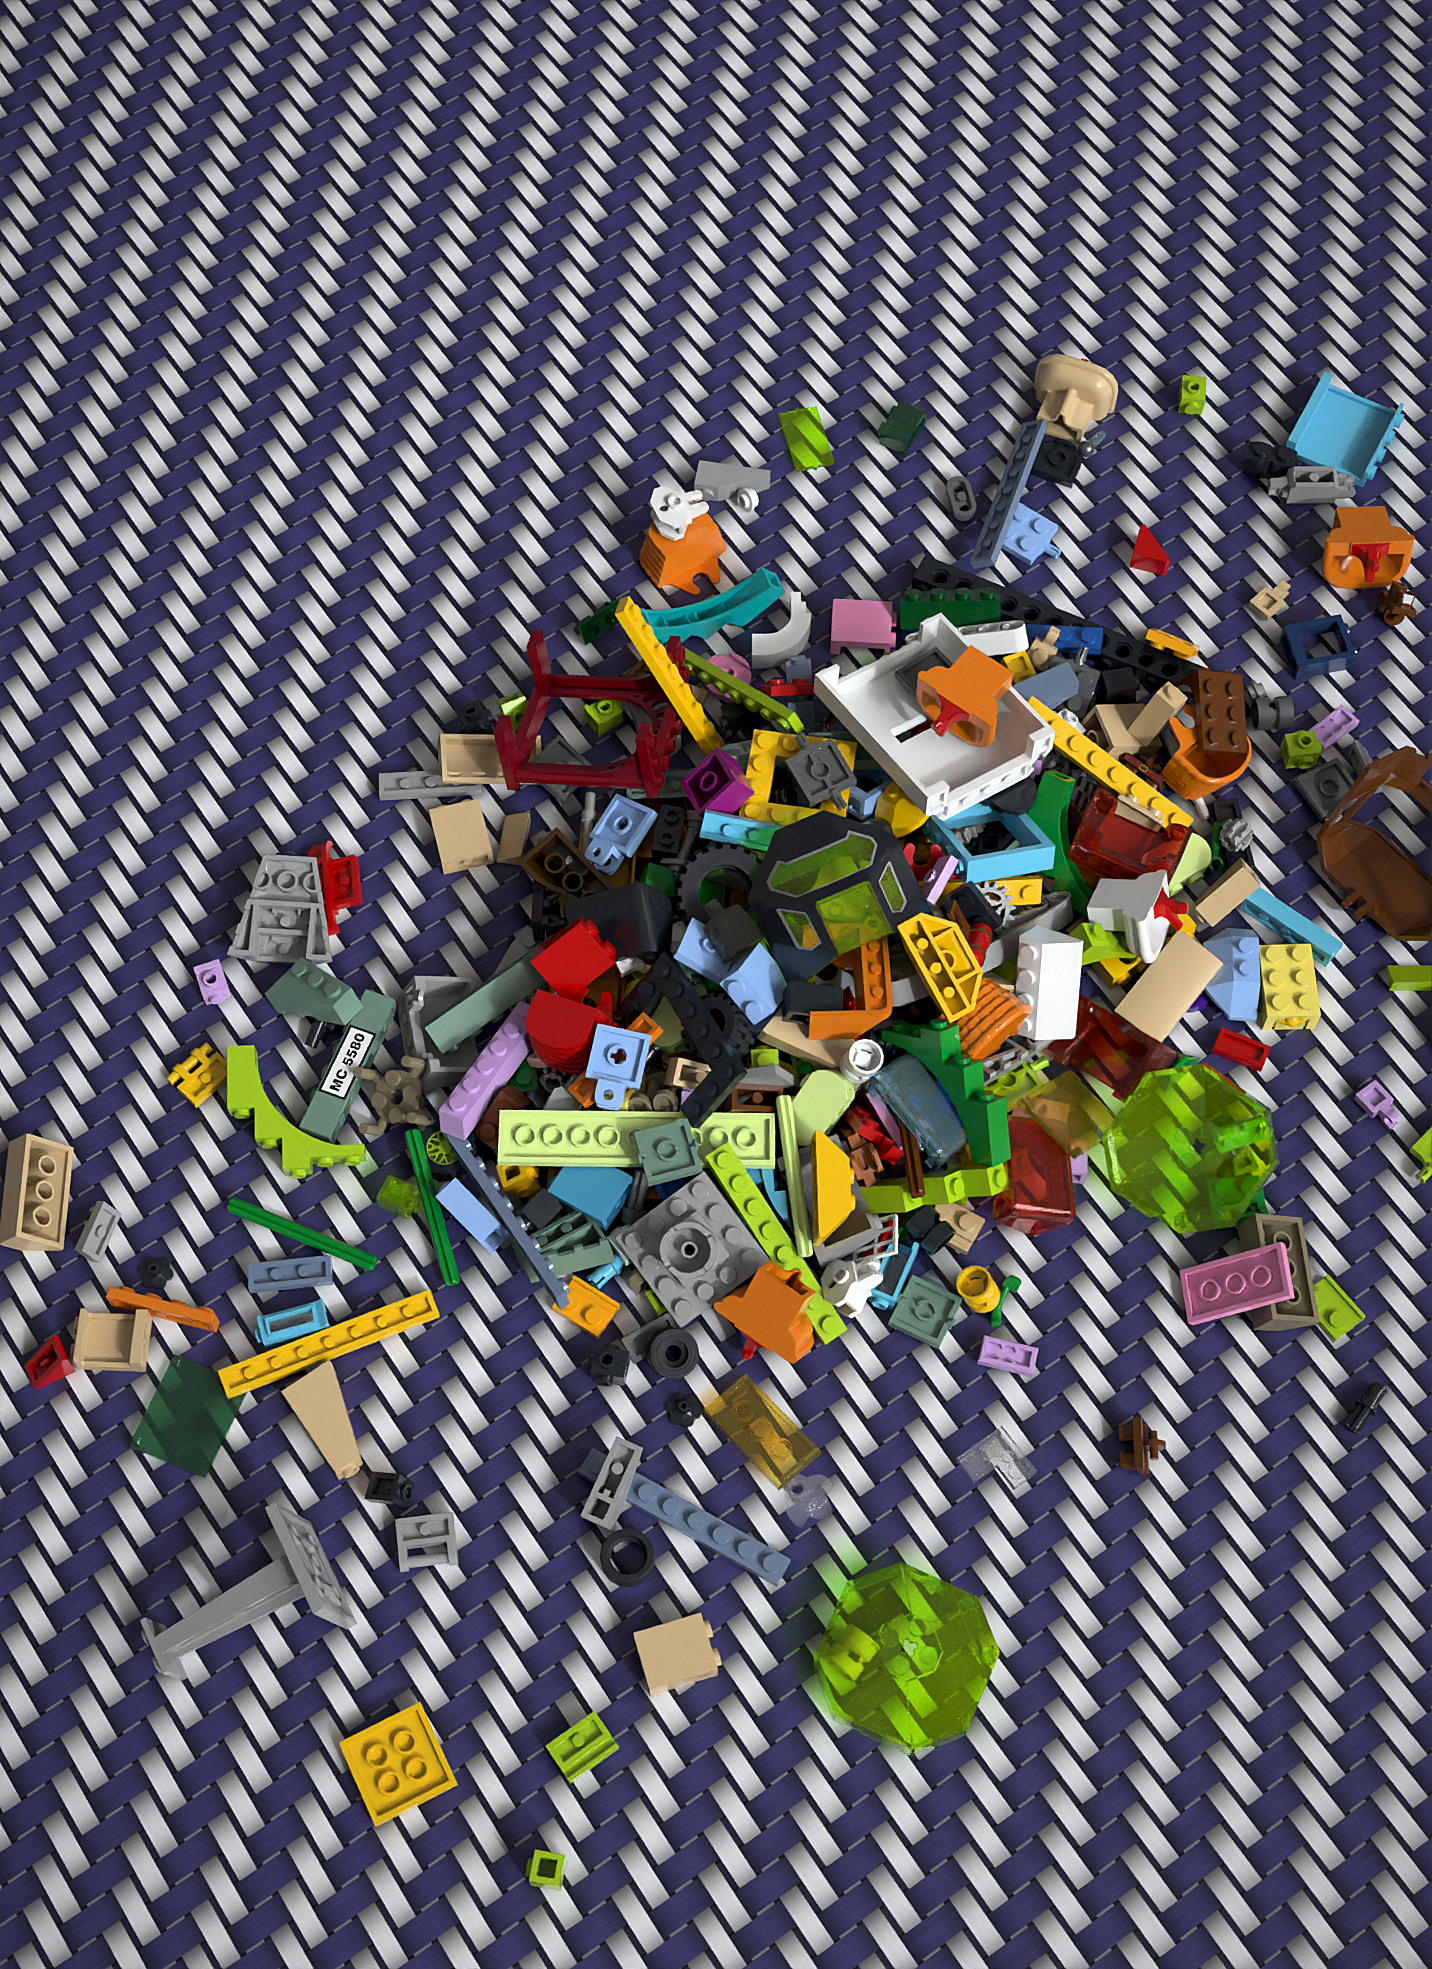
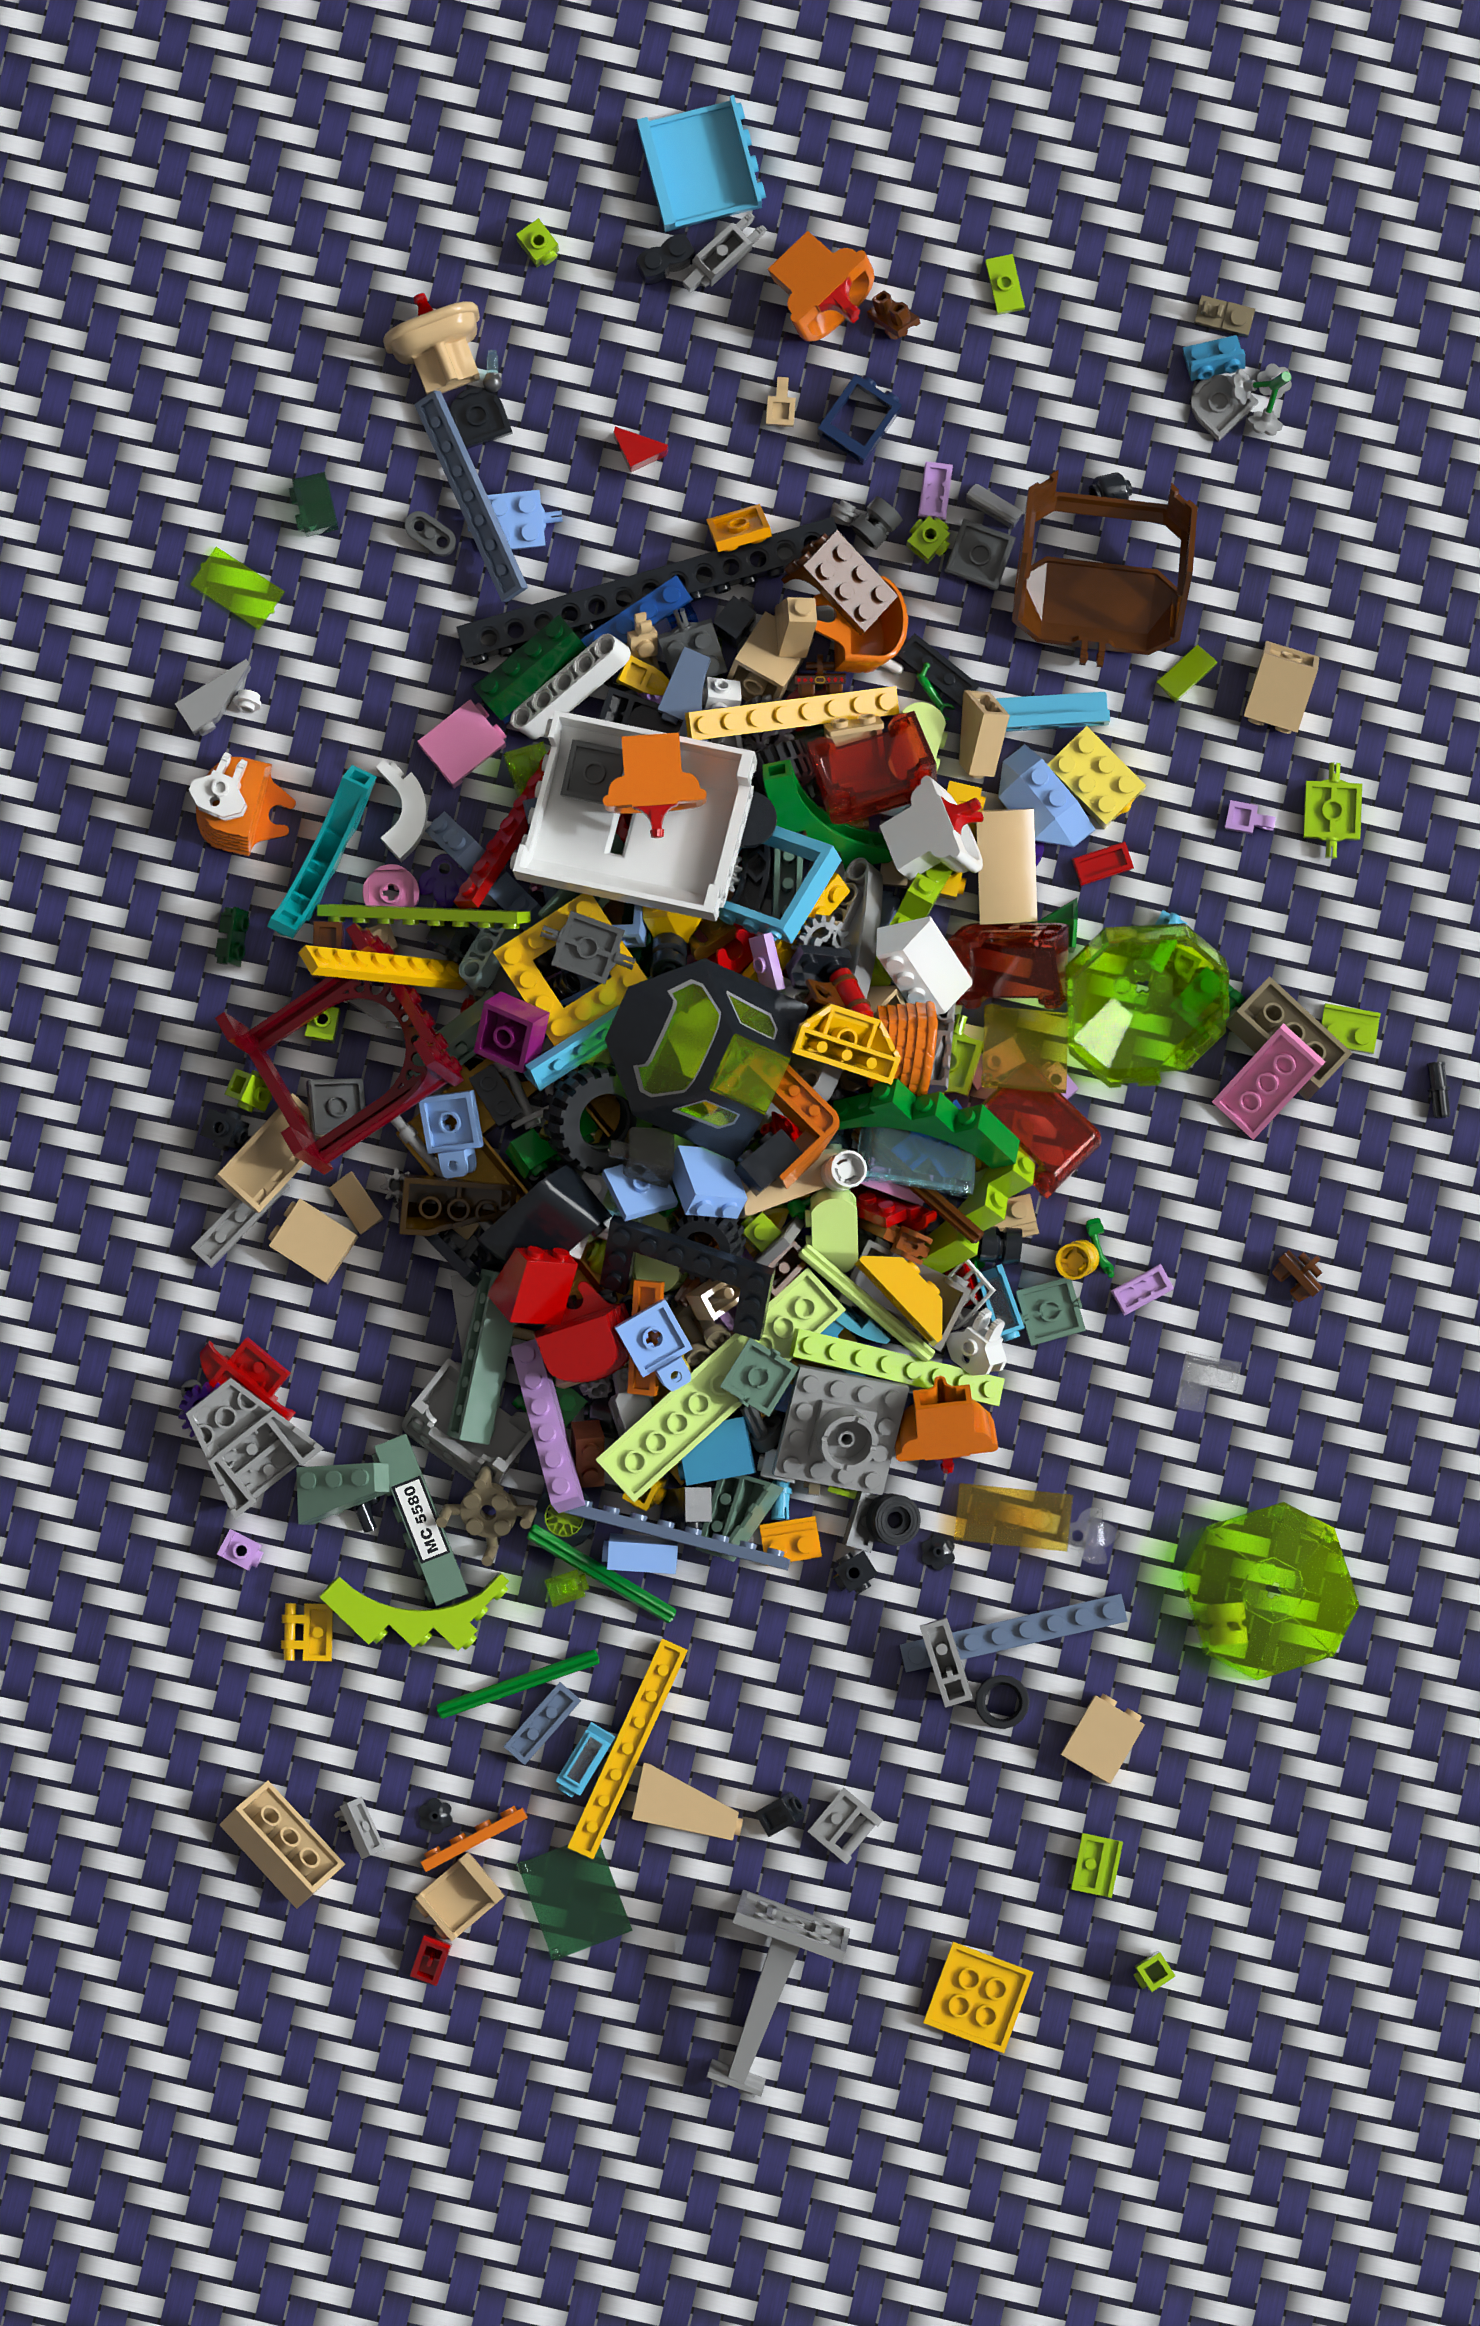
camera: 45 degrees left, 20 degrees up
(1236, 835) = (945, 675): light grey gear -> none

